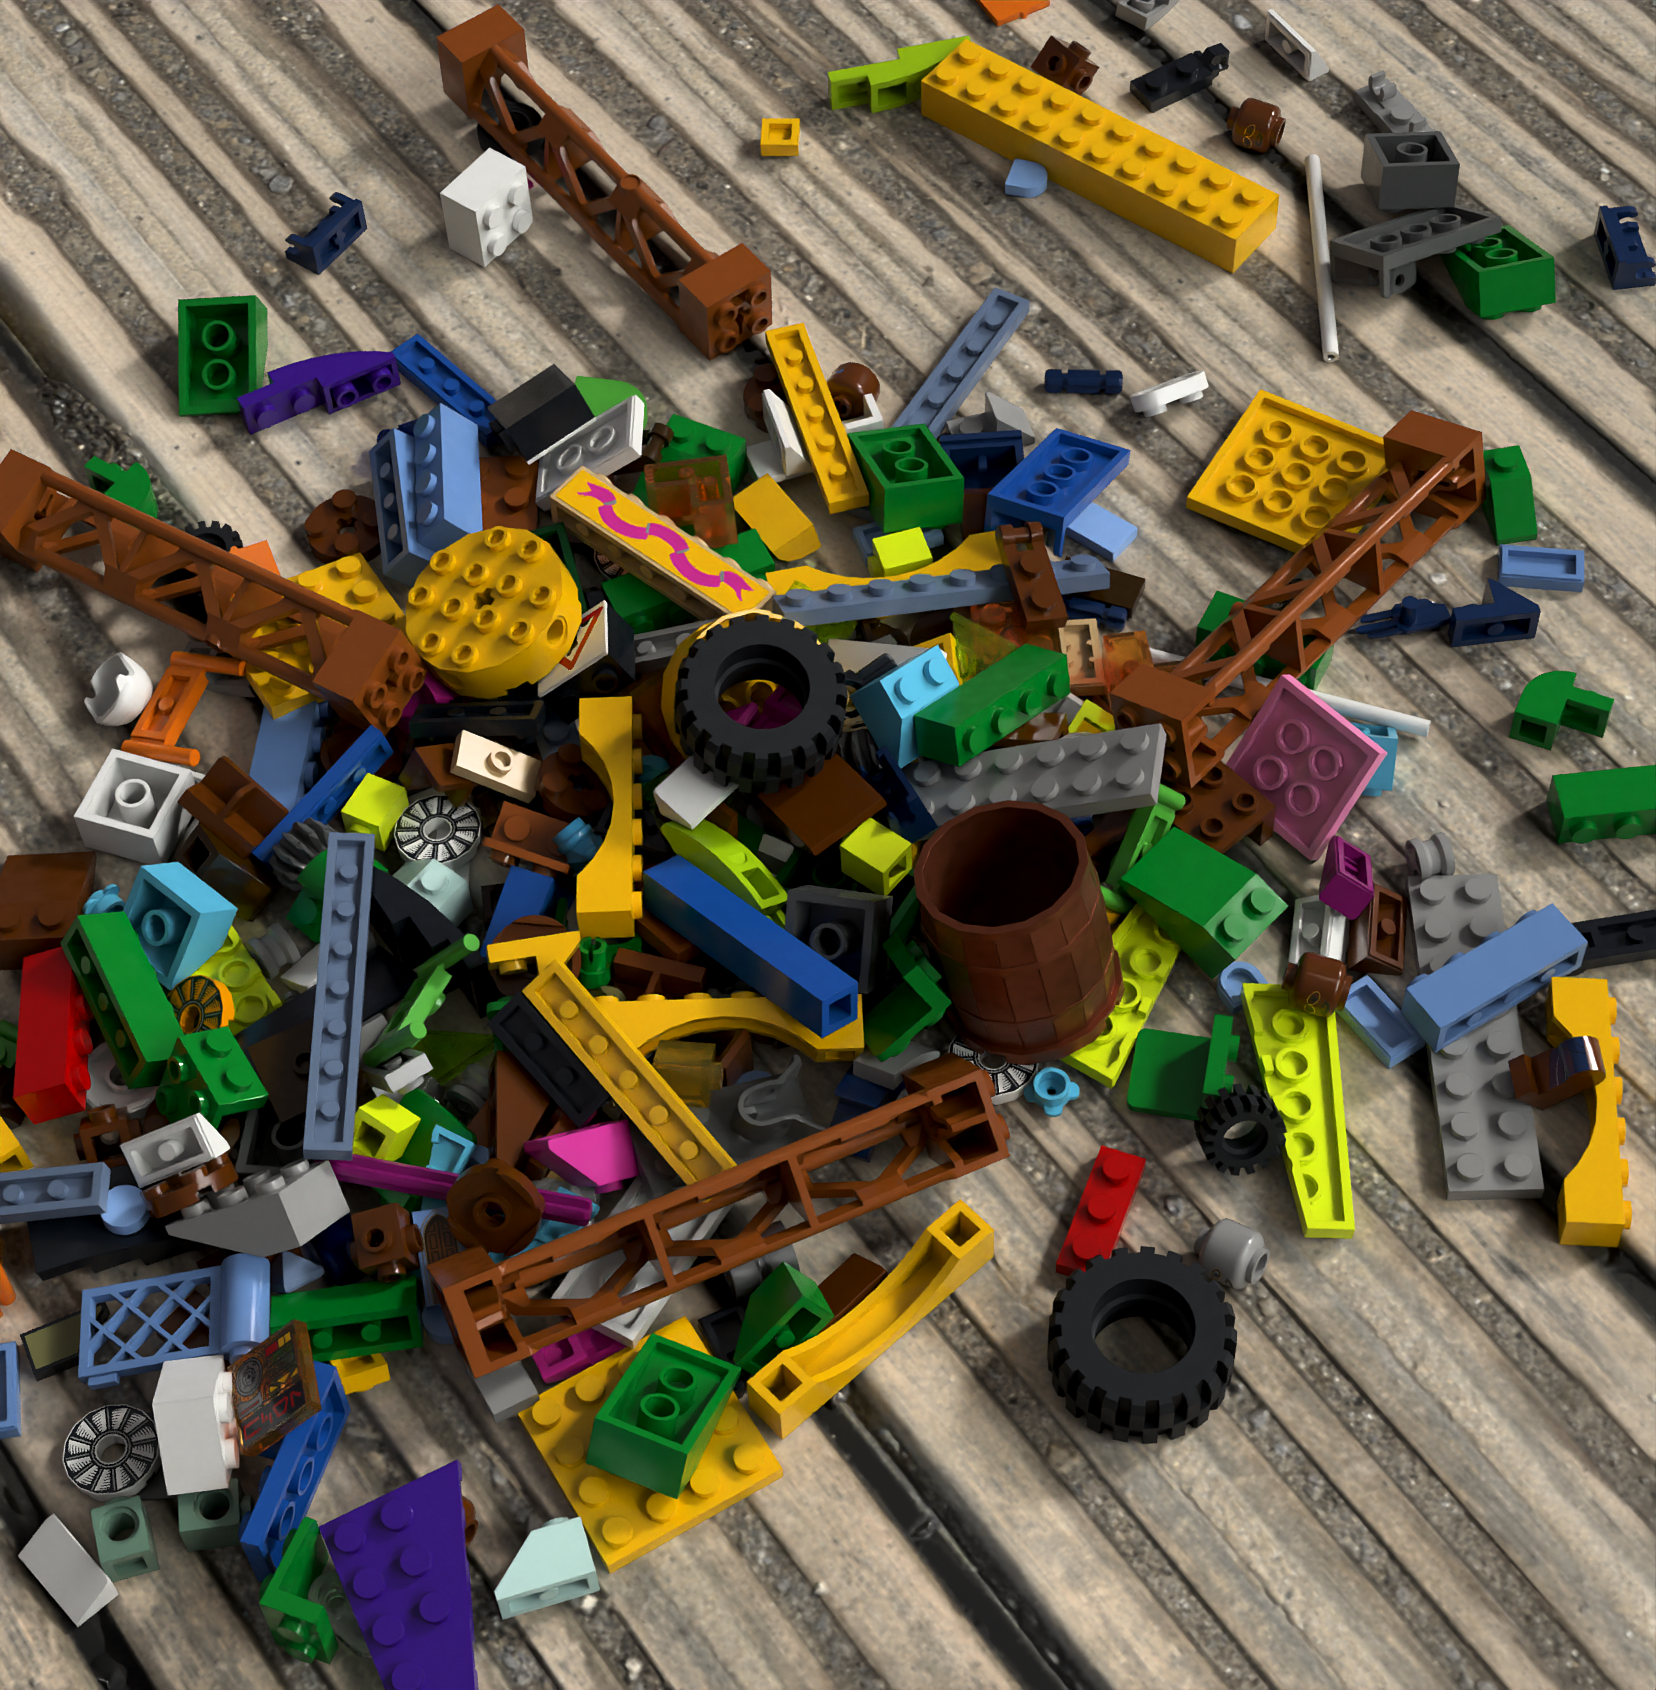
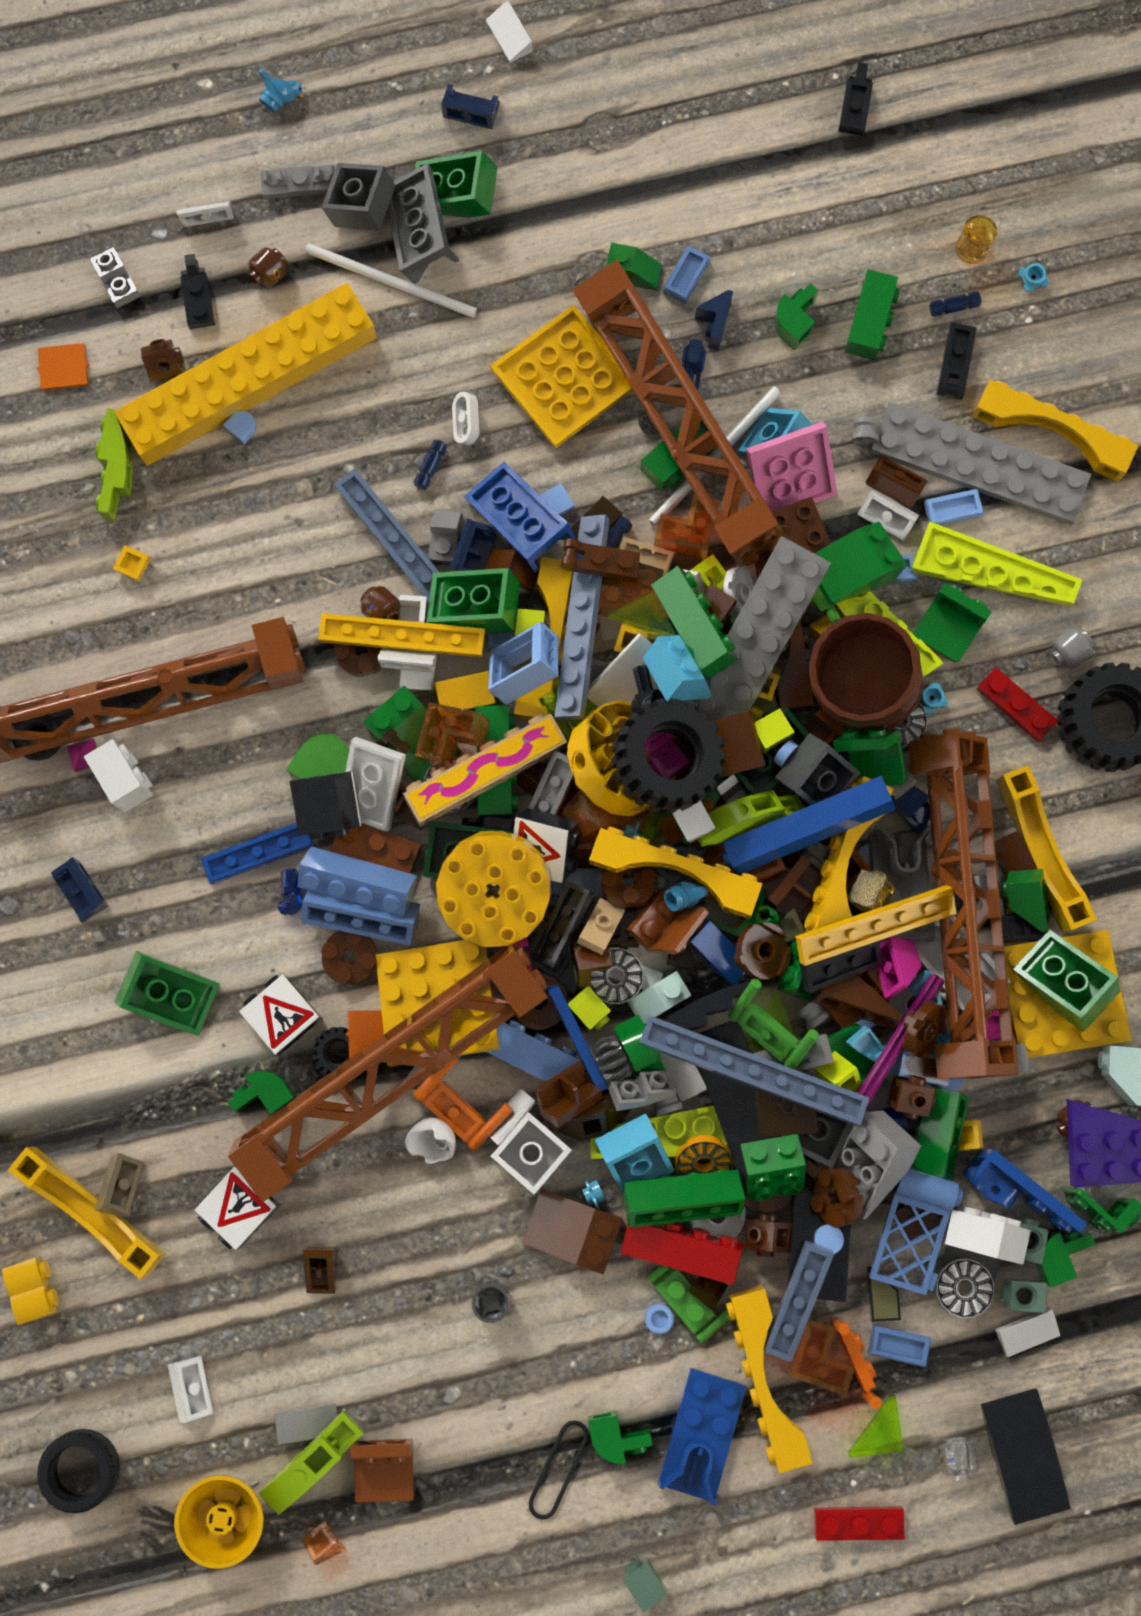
camera: 70 degrees left, 25 degrees up
(173, 1149) = (816, 1199): white slope -> none
(203, 1560) = (1056, 1261): none -> green brick
(236, 479) = (280, 1014): none -> piece
(274, 1388) = (998, 1186): tile -> none
(278, 908) = (639, 1092): none -> light grey slope
(324, 380) = (221, 925): dark purple slope -> none
(514, 956) = (773, 943): yellow slope -> none
(838, 548) = (534, 642): none -> light blue window
(851, 880) = (785, 753): none -> light blue tile
(904, 809) = (739, 701): dark blue hinge -> none
(1233, 1109) = (1008, 610): black tyre -> none
(1317, 984) = (937, 529): reddish brown head -> none
(1346, 878) = (866, 480): magenta slope -> none
(1492, 976) = (967, 436): medium blue brick -> none
(1506, 55) = (278, 91): none -> dark azure animal
(1558, 1072) = (1037, 432): reddish brown leg -> none

